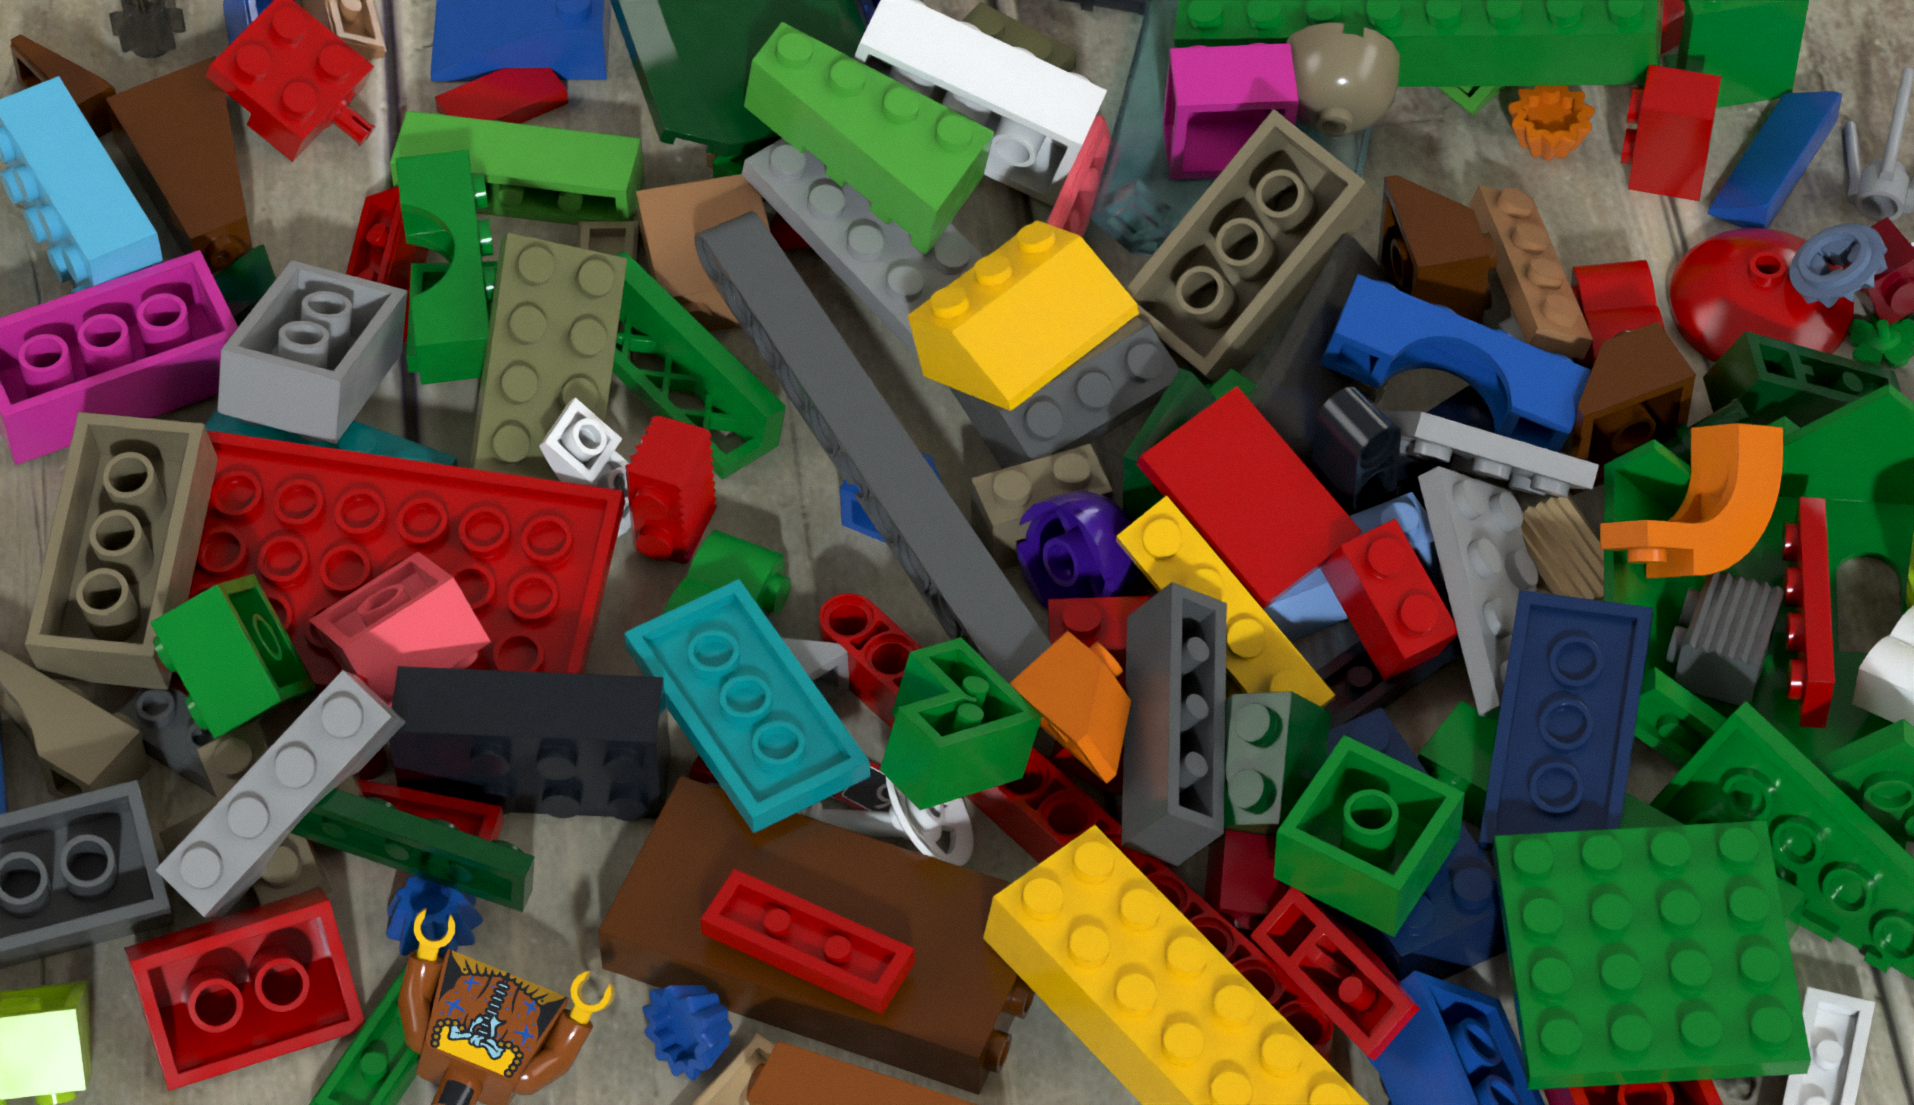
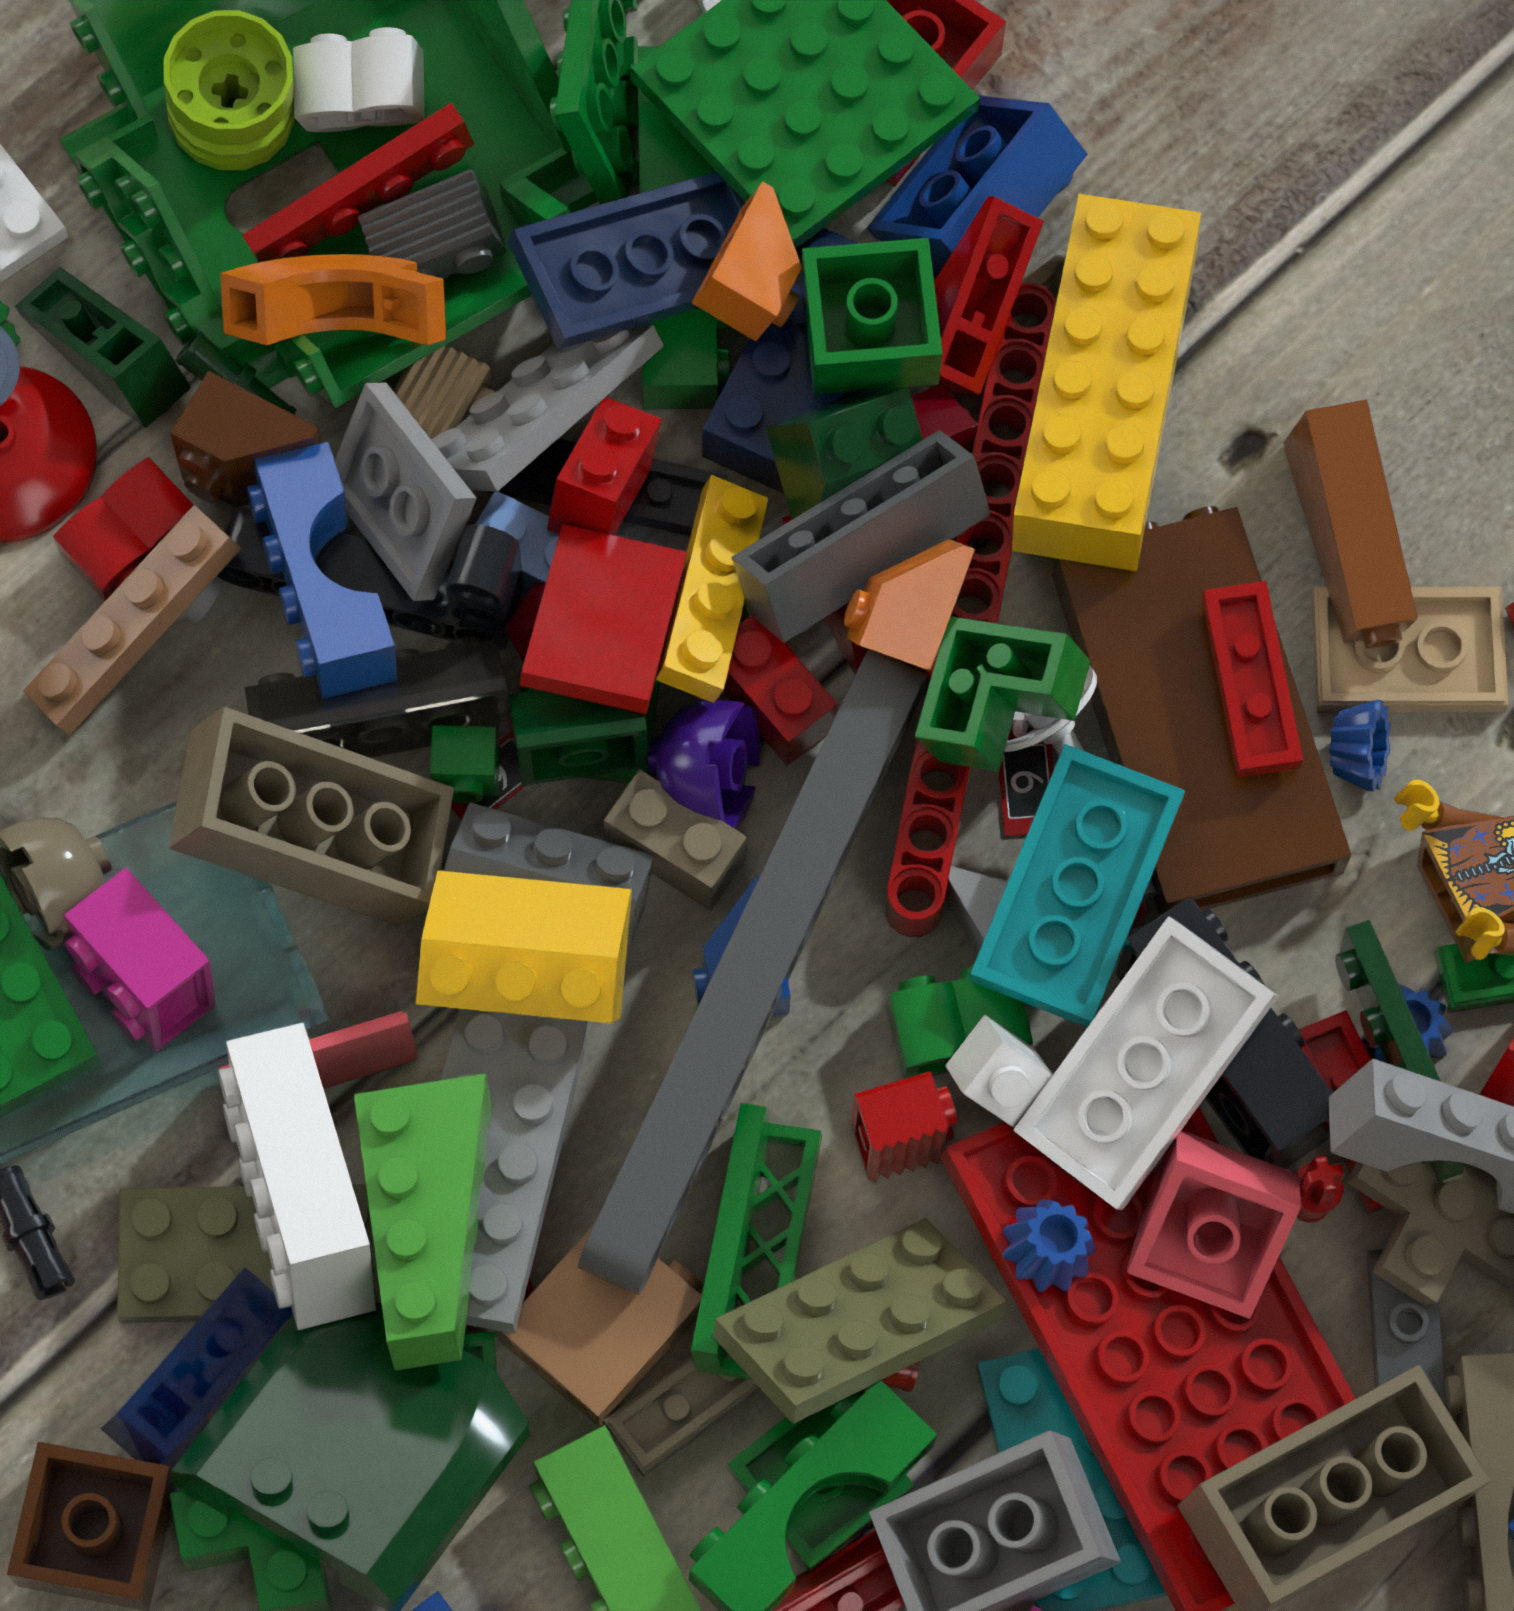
camera: 130 degrees left, 20 degrees up
(231, 656) = (1356, 1315): green brick -> none
(485, 508) = (1049, 1245): none -> blue piece
(551, 622) = (1145, 1063): none -> white plate
(584, 453) = (921, 1206): white slope -> none
(647, 560) = (999, 1070): none -> white brick
(1435, 249) = (189, 678): reddish brown slope -> none
(1496, 781) = (753, 269): none -> orange slope

